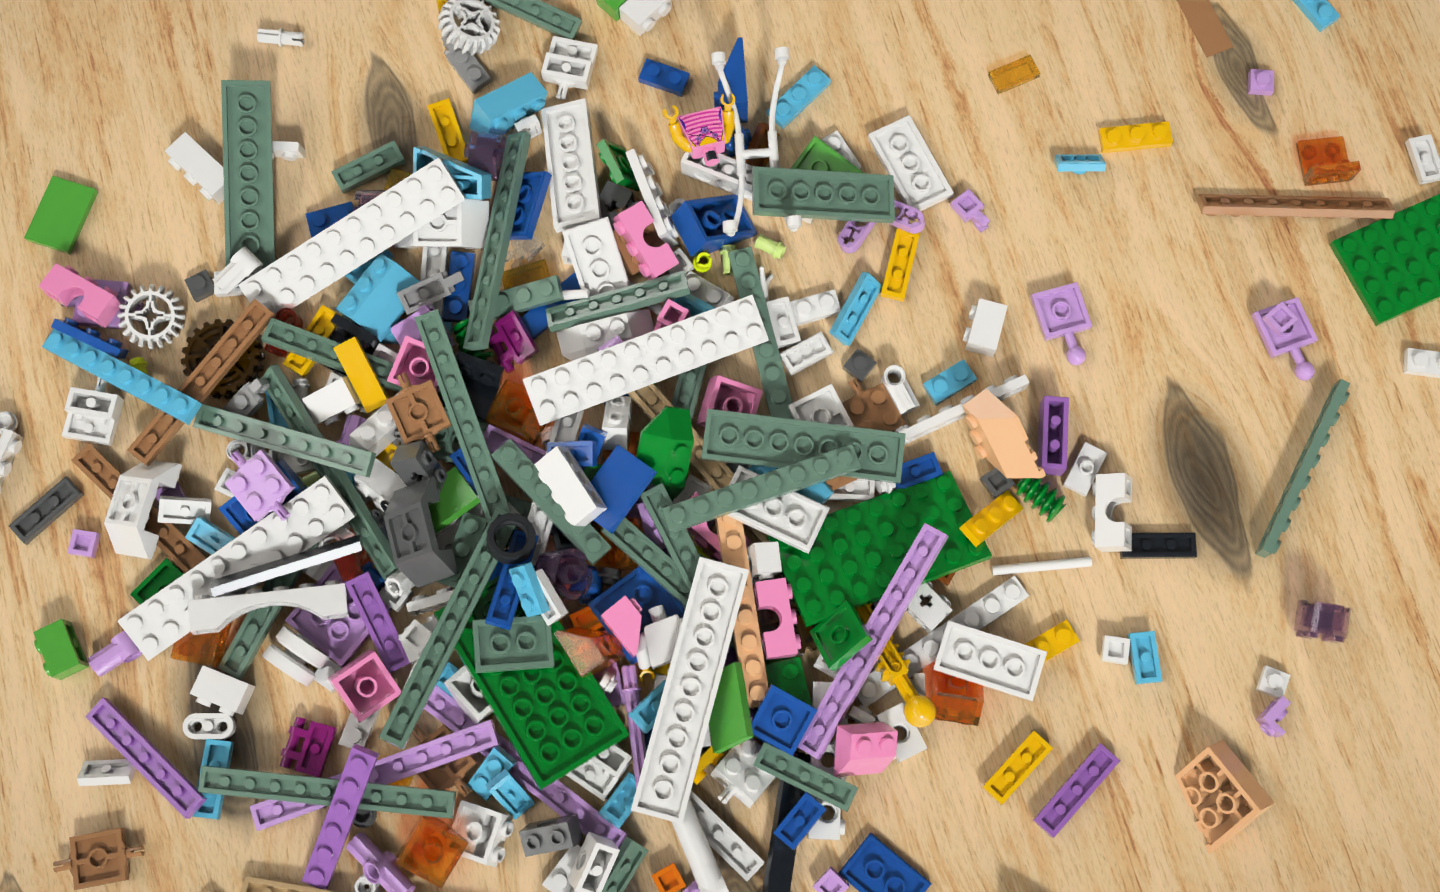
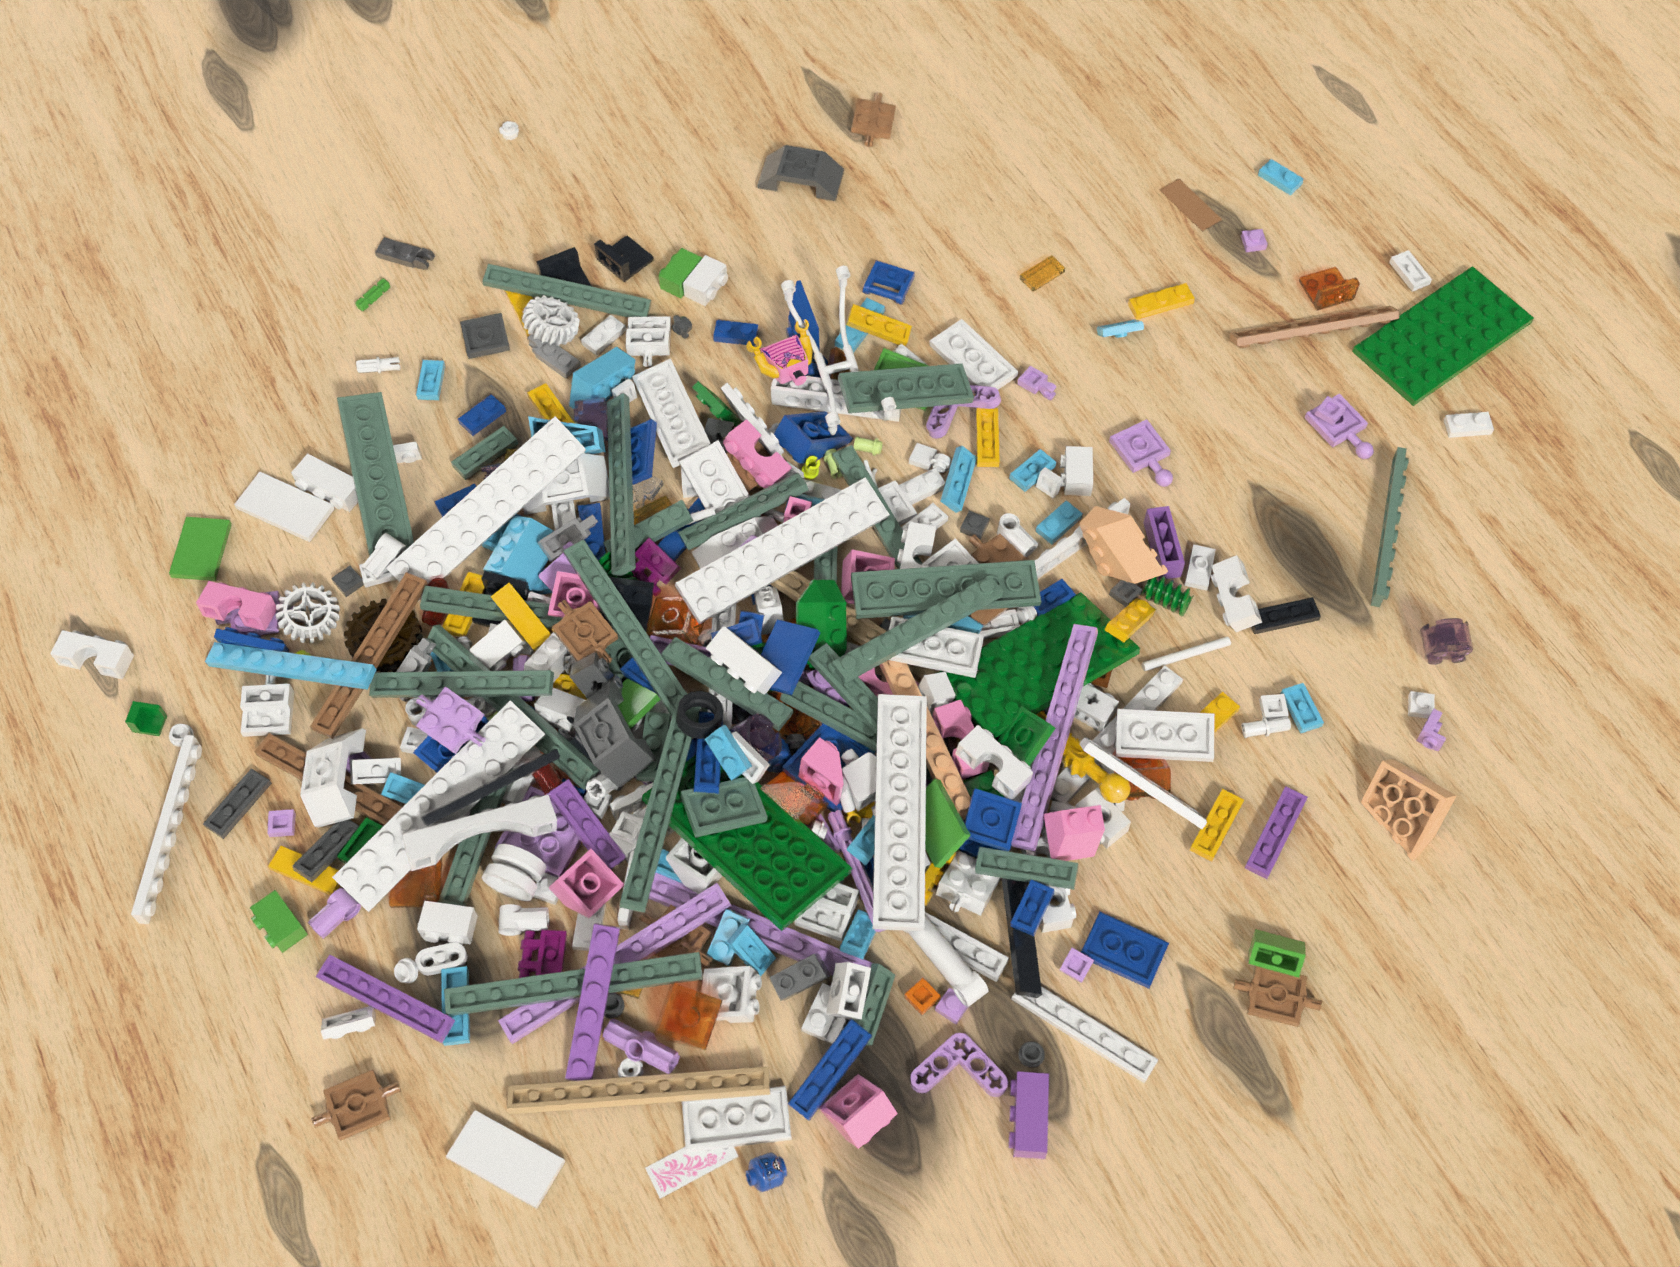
camera: 15 degrees left, 15 degrees down
(97, 598) = (283, 862): none -> yellow tile
(120, 584) = (325, 850): none -> dark grey tile
(153, 184) = (284, 506): none -> white tile
(172, 731) = (406, 971): none -> white plate
(291, 703) = (516, 919): none -> white piece
(331, 67) = (430, 380): none -> medium azure plate
(376, 120) = (482, 415): none -> blue plate
(398, 25) = (484, 335): none -> dark grey plate
(523, 50) = (603, 335): none -> white plate
(607, 58) = (682, 326): none -> dark grey plate
(790, 378) = (918, 541): none -> white arch
(790, 640) = (981, 747): none -> white arch
(817, 104) = (878, 325): none -> yellow plate
(825, 272) = (921, 456): none -> white tile
(842, 284) = (941, 462): none -> white plate
(847, 45) = (891, 277): none -> blue plate
(937, 315) = (1027, 473): none -> medium azure plate
(949, 712) = (1143, 782): none -> white tile
(951, 334) = (1049, 482): none -> white plate
(1100, 670) = (1265, 726): none -> white axle

